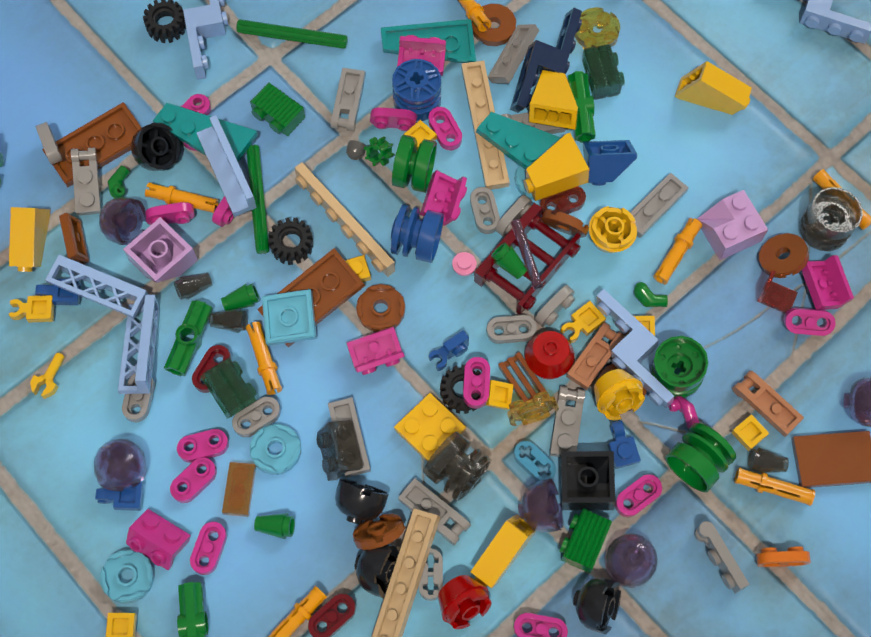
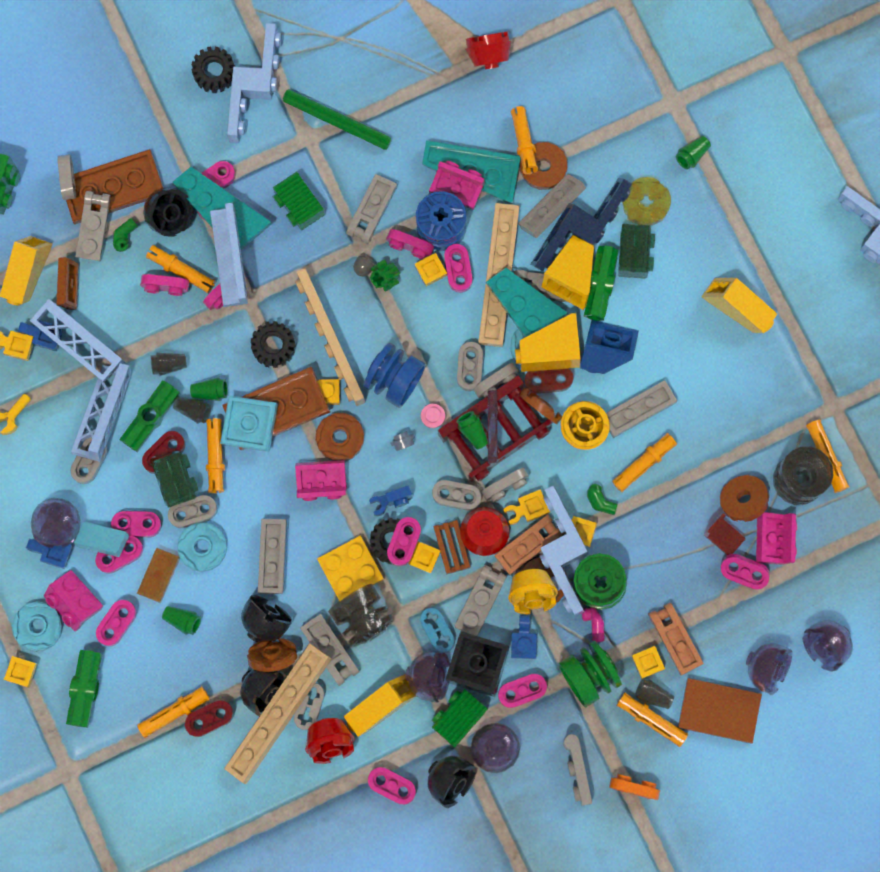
camera: 20 degrees right, 10 degrees up
(122, 220) = (117, 278): clear purple cylinder -> none
(160, 252) = (144, 324): lavender slope -> none
(171, 468) = (101, 539): none -> medium azure tile
(256, 188) = (253, 290): green axle -> none
(338, 449) = (259, 566): clear smoke bracket -> none
(414, 163) = (413, 301): green wheel -> none
(443, 293) = (402, 440): none -> sand blue plate
(444, 196) = (433, 342): dark pink bracket -> none
(532, 410) = (457, 582): clear yellow plate -> none
(732, 225) = (706, 452): lavender slope -> none

